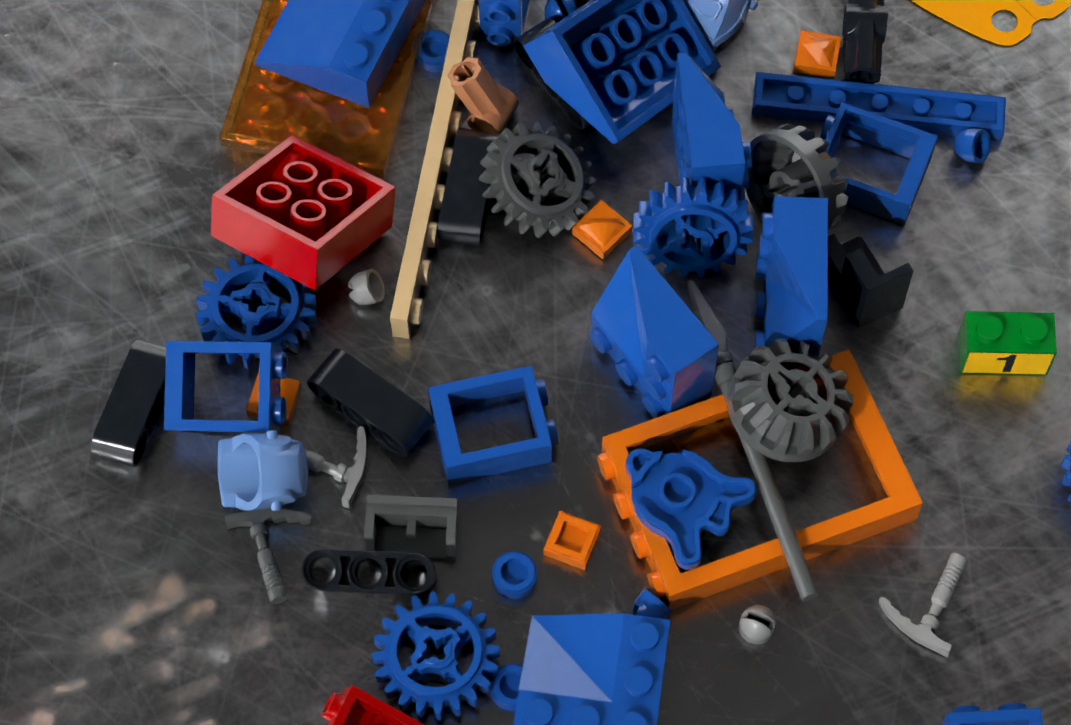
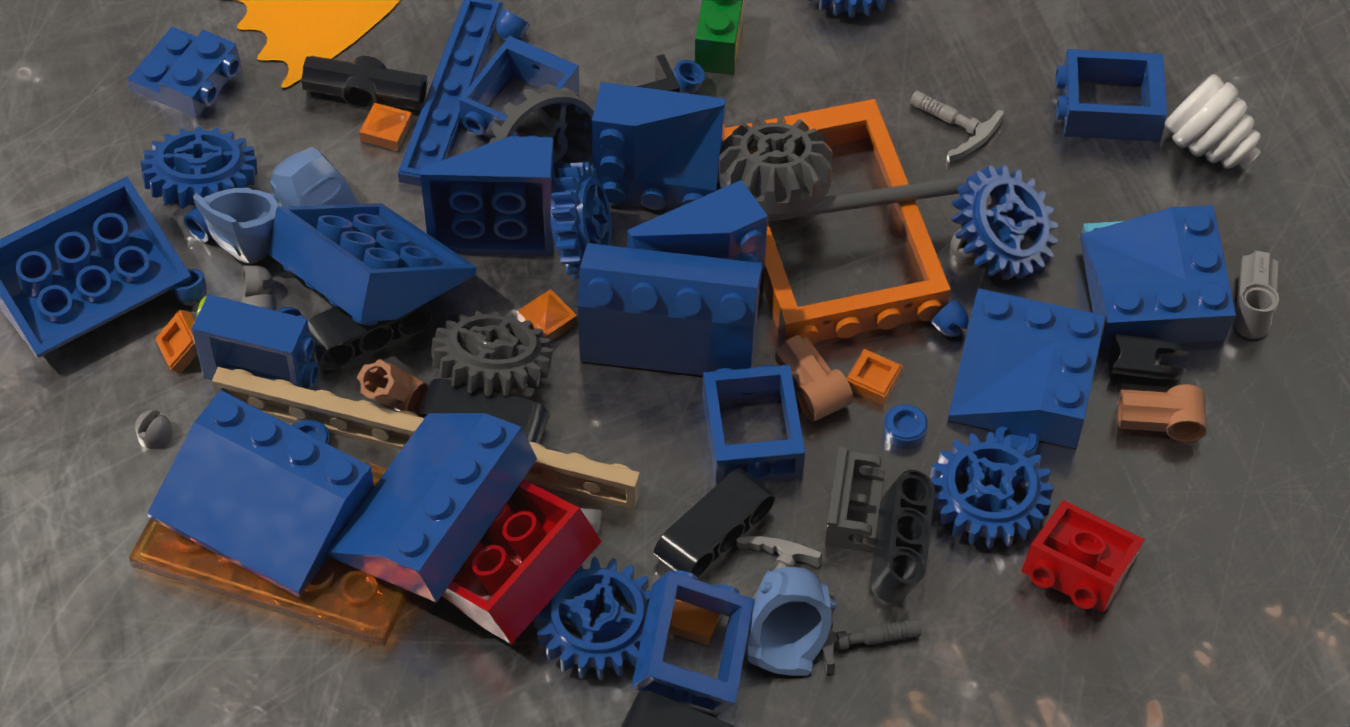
camera: 85 degrees left, 10 degrees down
(335, 143) = (436, 501): none -> blue slope
(543, 484) = (816, 385): none -> nougat piece
(586, 308) = (666, 310): none -> blue slope
(683, 497) = (859, 264): blue tile -> none
(754, 656) = (998, 230): none -> blue gear
(941, 319) = (689, 76): none -> blue hinge

